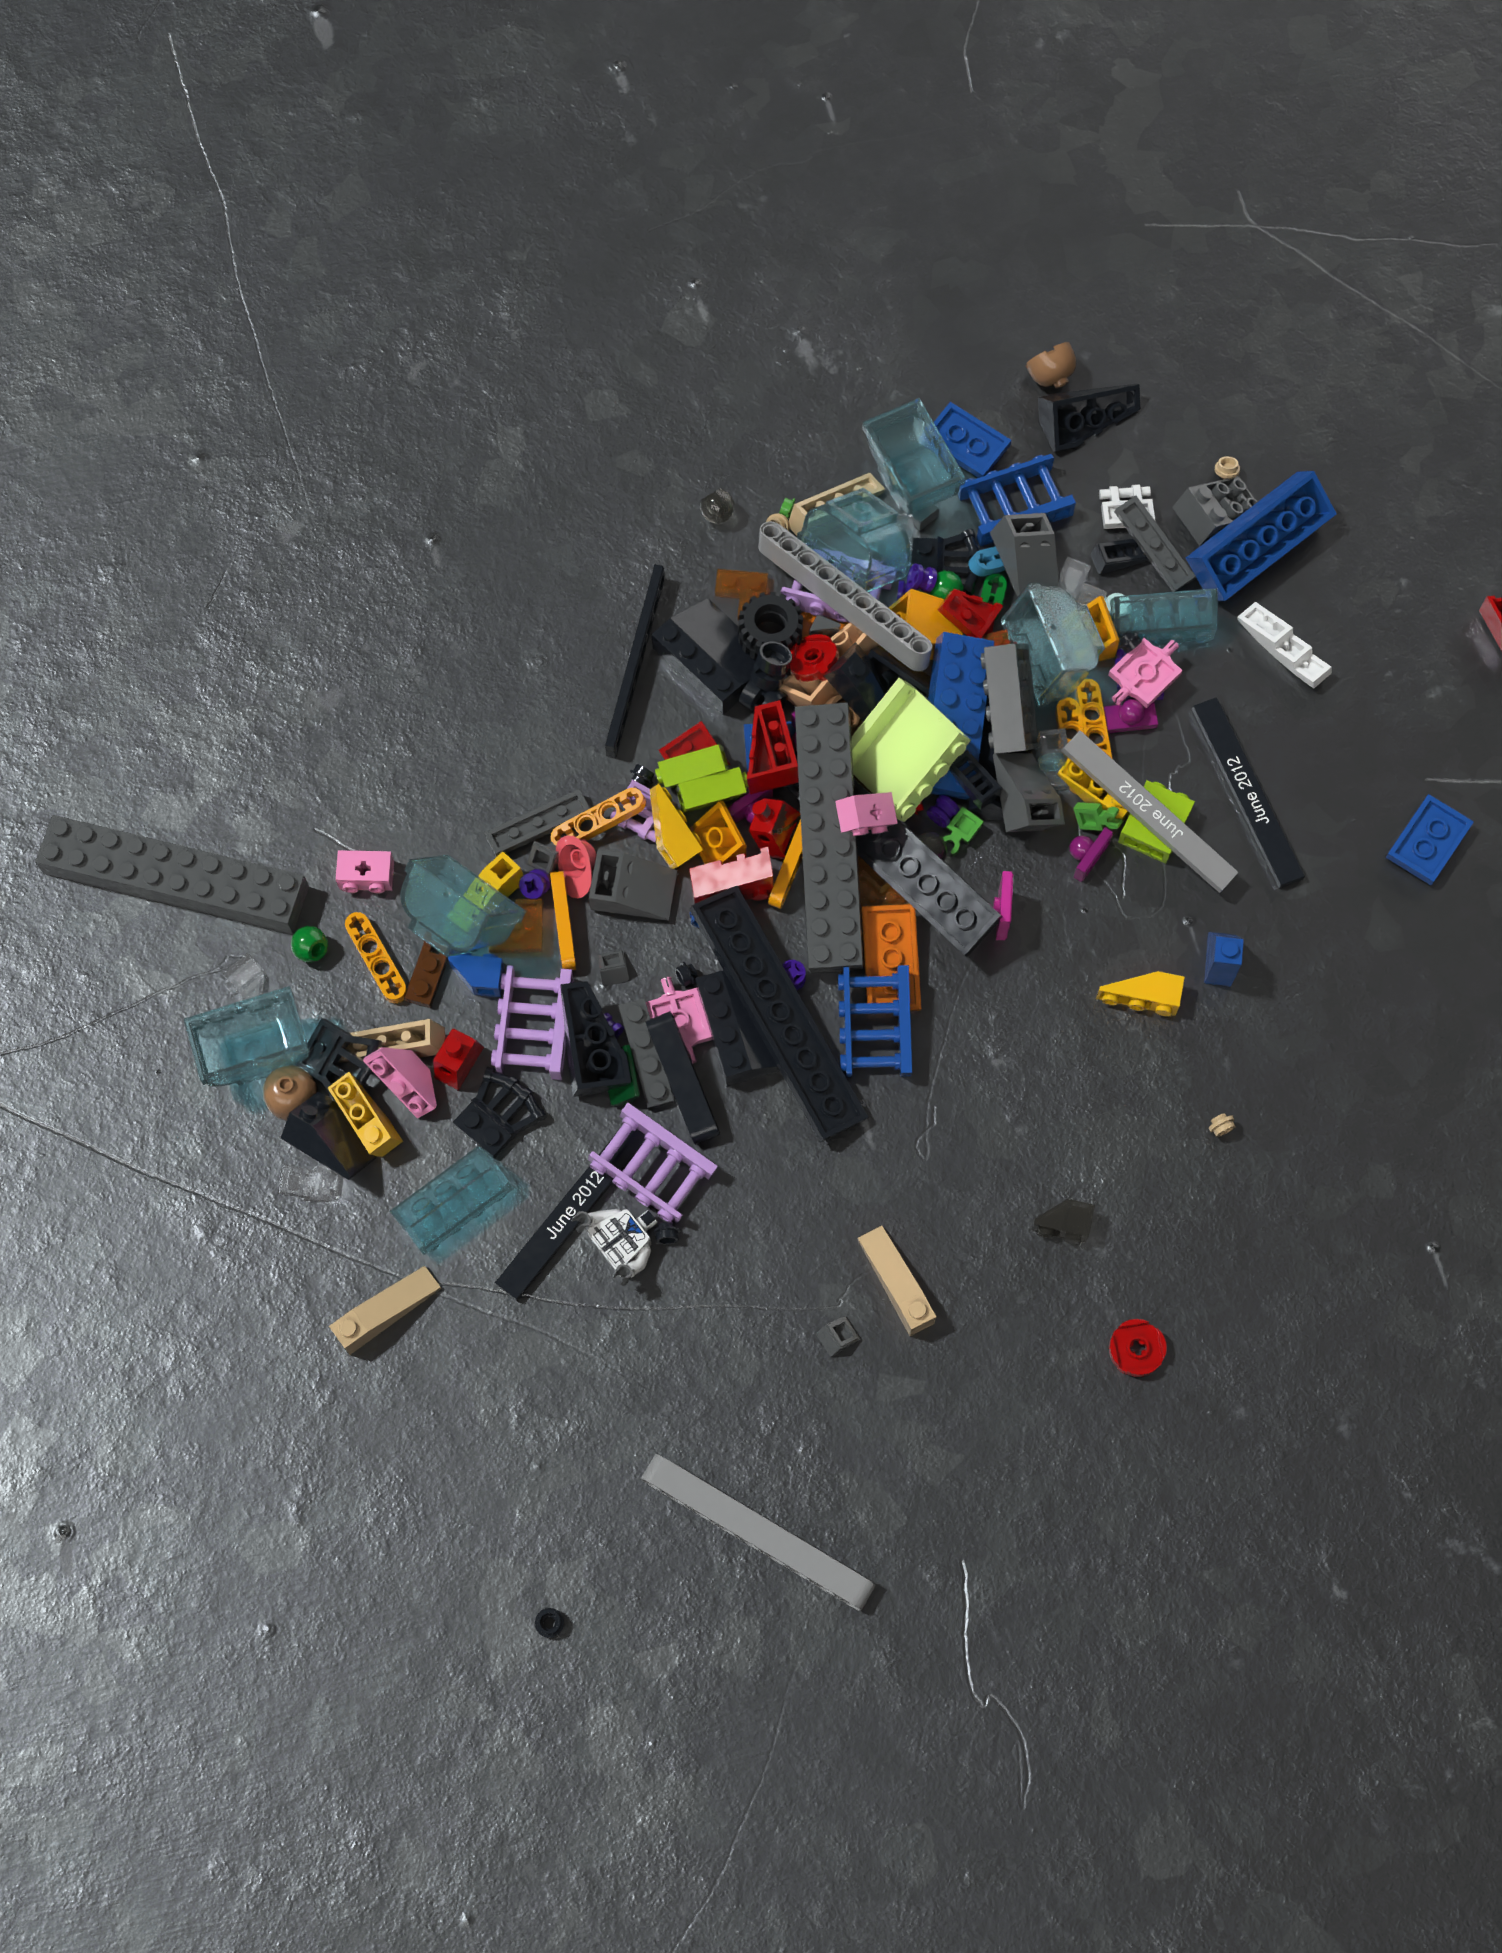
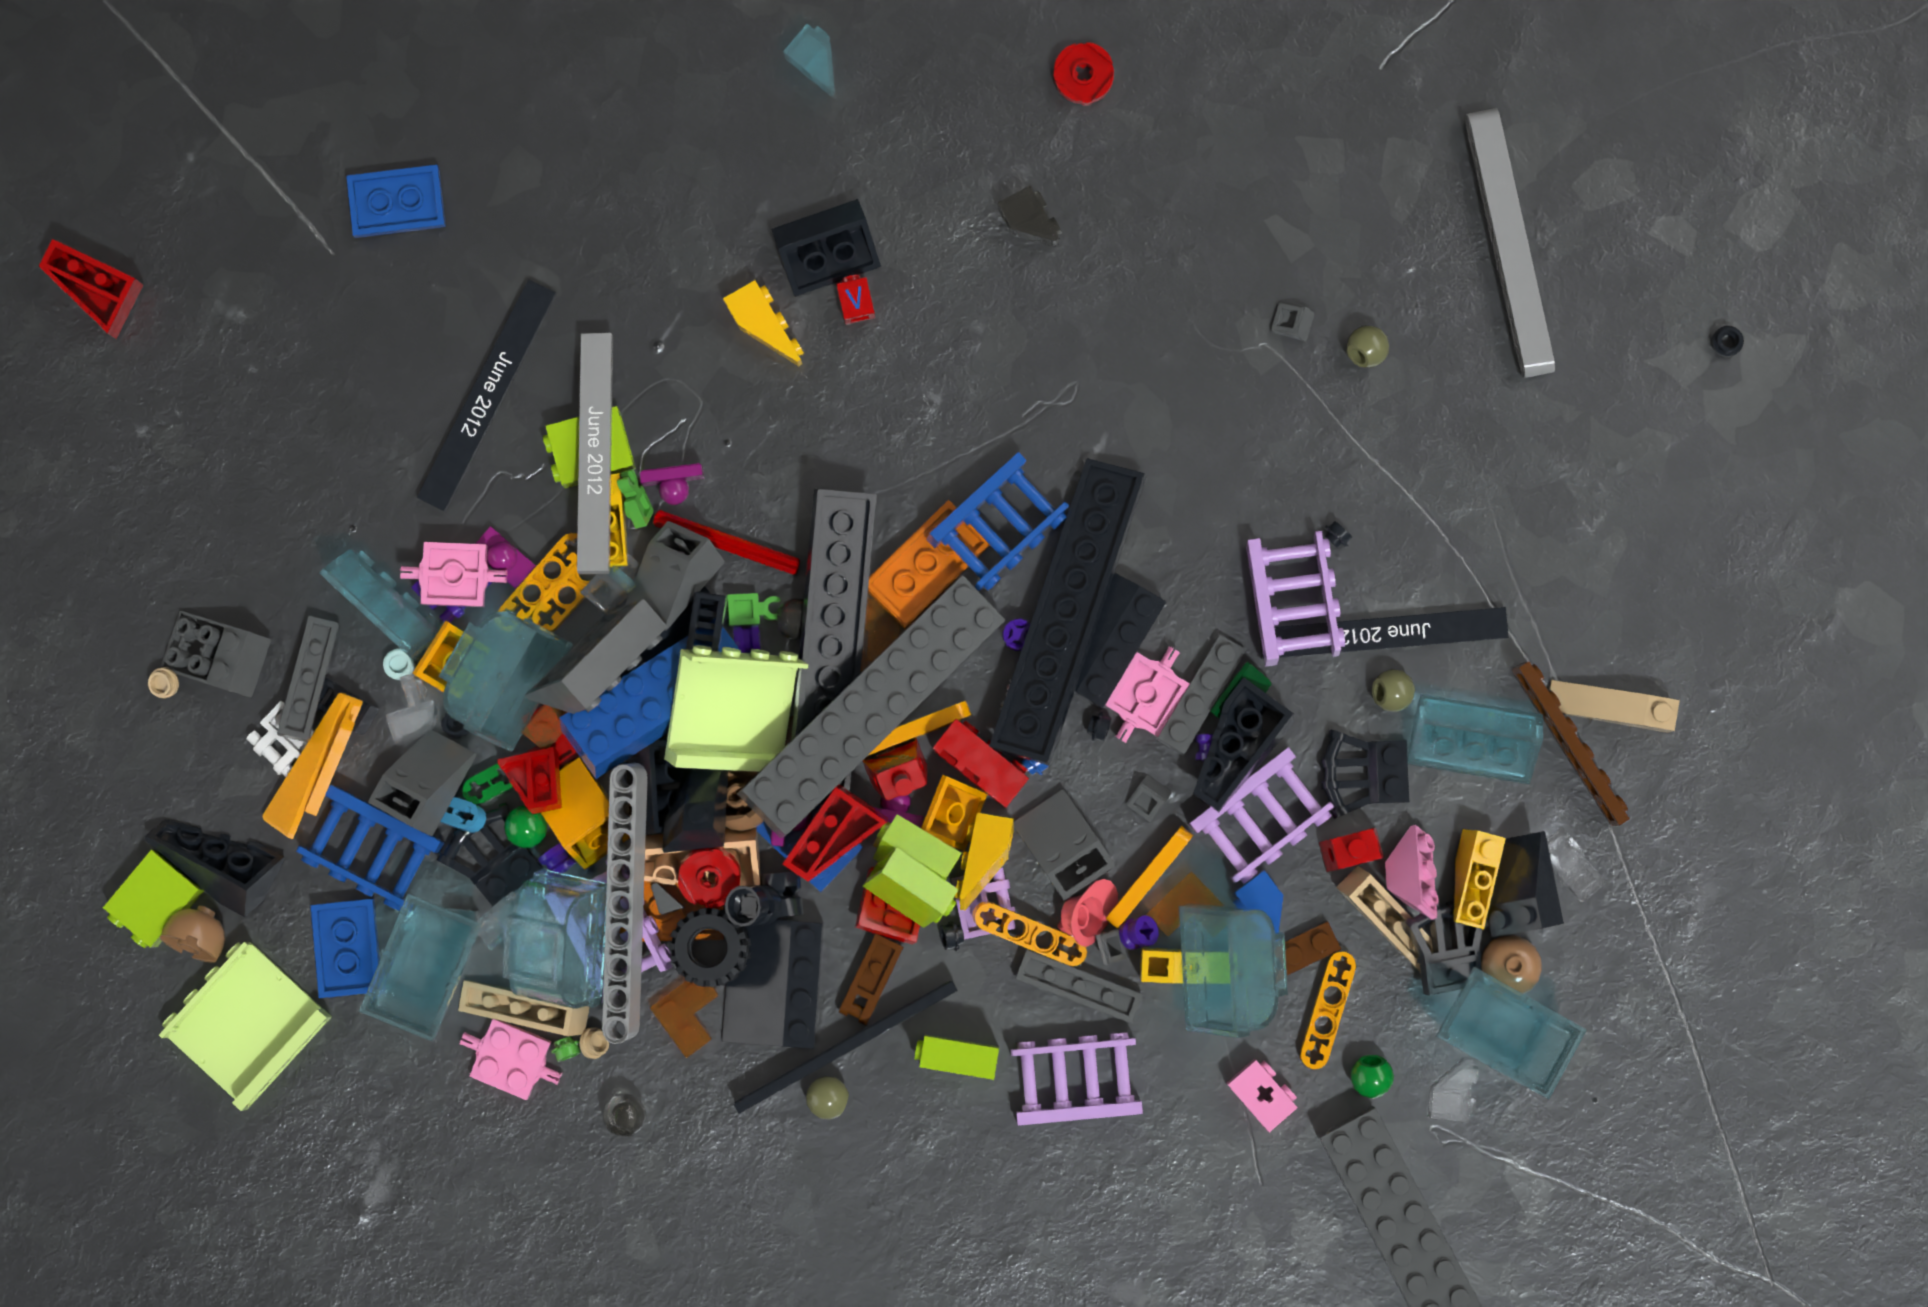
camera: 130 degrees left, 15 degrees up
(398, 1258) = (1578, 753): none -> reddish brown plate
(472, 749) = (1063, 1108): none -> lavender fence
(531, 1174) = (1393, 690): none -> olive piece
(564, 712) = (957, 1056): none -> lime brick
(615, 623) = (827, 1097): none -> olive piece
(619, 1238) = (1379, 565): torso -> none
(661, 709) = (871, 978): none -> reddish brown plate
(682, 1077) = (1197, 640): black beam -> none
(774, 1366) = (1368, 346): none -> olive piece
(811, 474) = (510, 1058): none -> bright pink plate
(866, 813) = (829, 683): bright pink brick -> none
(897, 1281) = (1204, 313): tan slope -> none
(921, 578) = (540, 851): dark purple wheel -> none
(973, 357) = (245, 1023): none -> yellowish green panel
(1003, 904) = (793, 507): dark pink plate -> none
(1019, 853) = (733, 544): none -> red axle
(1094, 504) = (314, 768): none -> light orange wedge
(1097, 359) = (150, 898): none -> lime brick
(1109, 1063) = (855, 299): none -> red brick
(1129, 641) = (437, 612): black plate -> none
(1162, 1074) = (826, 247): none -> black slope
(1222, 958) = (670, 284): blue slope -> none
(1222, 1124) = (827, 161): tan plate -> none
(1262, 535) = (217, 586): blue brick -> none
(1282, 644) = (308, 481): white slope -> none
(1303, 1177) = (813, 57): none -> clear light blue slope

